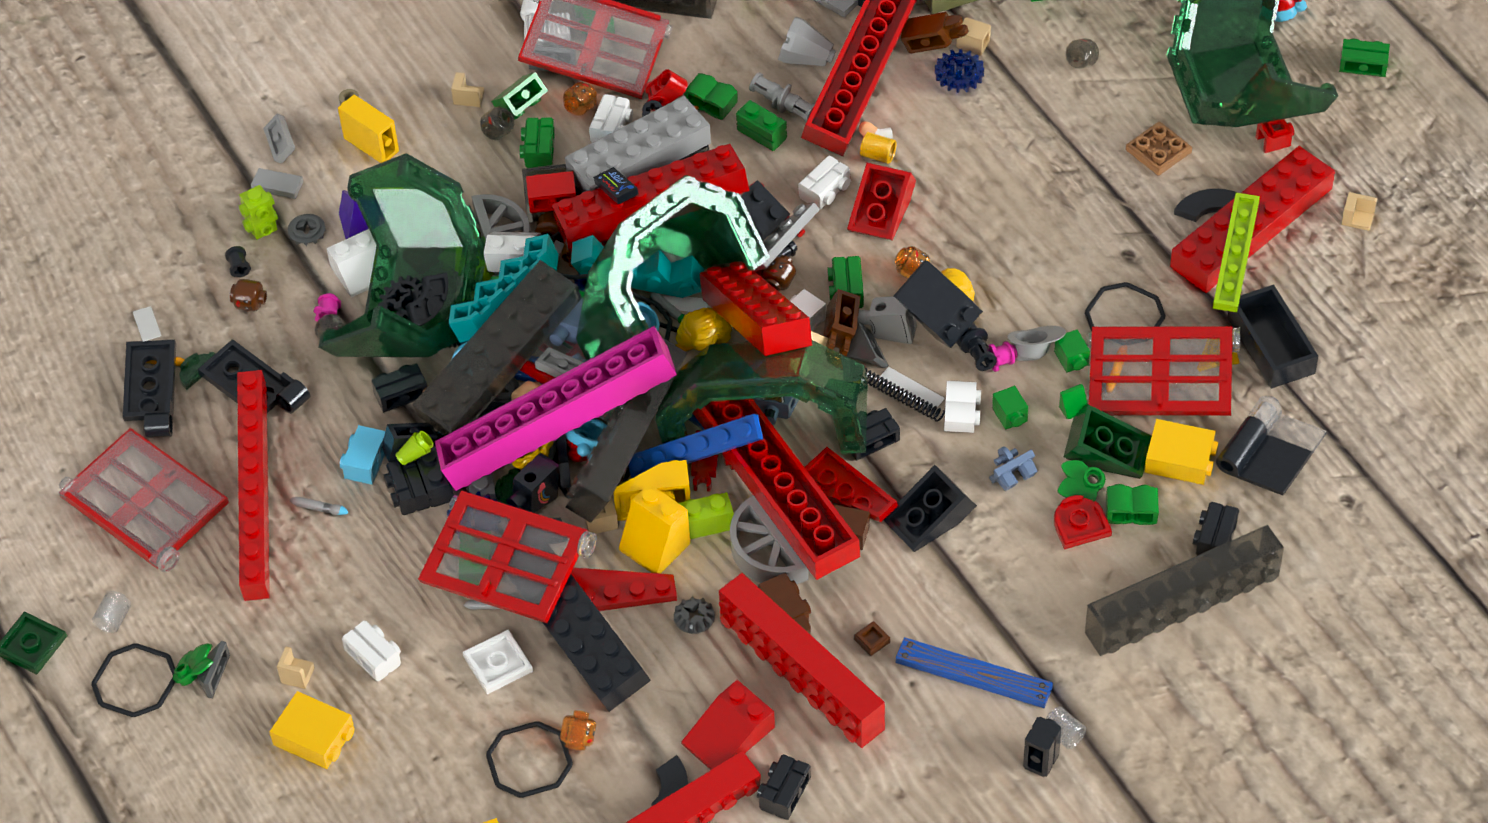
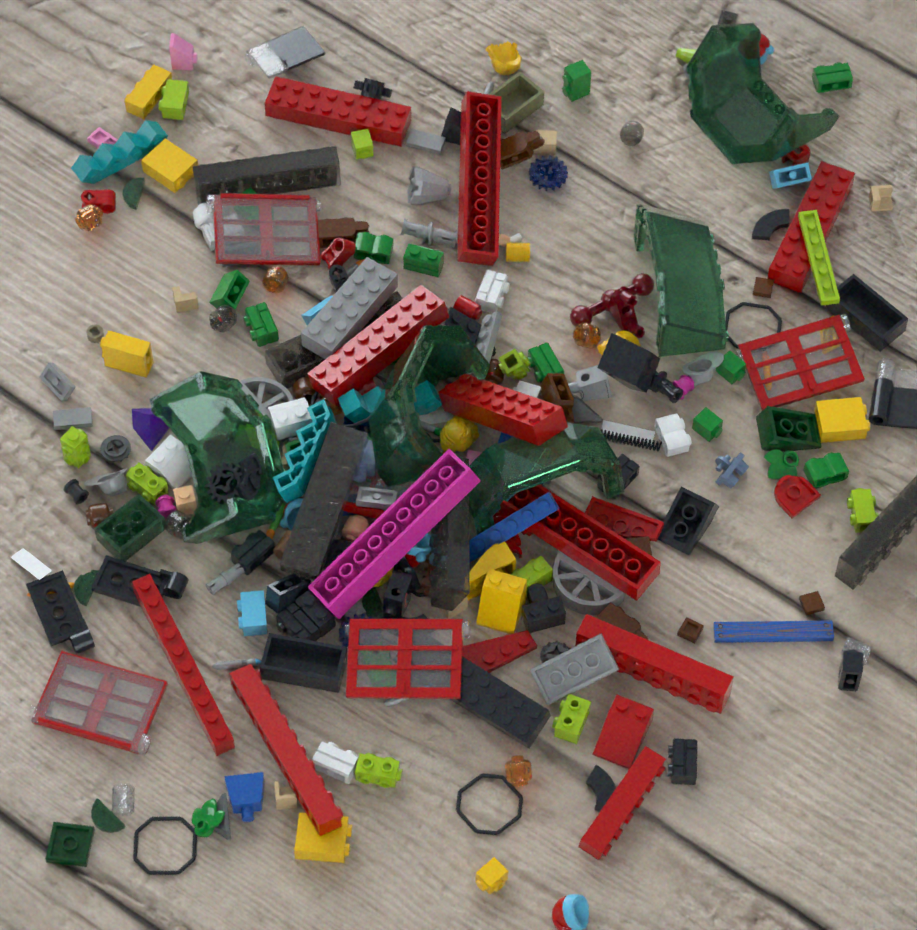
camera: 25 degrees left, 5 degrees up
(82, 627) = (105, 819): none -> clear green tile
(252, 651) = (245, 794): none -> blue torso
(273, 318) = (130, 528): none -> clear green brick
(280, 265) = (110, 484): none -> light grey piece
(318, 617) = (285, 749): none -> red brick
(319, 274) = (145, 482): none -> lime brick
(351, 304) = (185, 499): none -> light nougat brick
(353, 407) = (225, 578): none -> light grey pin
(388, 525) = (303, 662): none -> black piece
(416, 447) = (296, 597): lime cone -> none
(416, 676) = (378, 770): none -> lime brick
(432, 373) = (273, 526): none -> bright green piece
(497, 661) = (430, 738): white tile -> none
(549, 189) = (299, 362): red brick -> none
(610, 116) = (307, 289): white brick -> none
(616, 185) = (354, 344): black tile -> none
(674, 692) = (572, 718): none -> lime brick
(682, 63) = (339, 228): none -> reddish brown hinge
(700, 558) = (542, 611): none -> black brick
(700, 634) = (574, 669): none -> light grey tile
(785, 192) = (468, 307): none -> red brick
(805, 268) = (514, 364): none -> lime brick
(881, 201) = (540, 294): red slope -> none
(966, 236) = (619, 303): none -> dark red connector
(1038, 654) = (812, 603): none -> reddish brown tile
(1050, 231) = (687, 281): none -> clear green windscreen
(1072, 401) = (749, 406): green slope -> none
(1154, 556) = (862, 509): none -> lime brick
(1158, 148) = (718, 191): medium nougat tile -> none
(1159, 272) = (763, 287): none -> reddish brown tile
(1217, 527) = (893, 471): black brick -> none
(1253, 153) = (790, 175): none -> medium azure brick

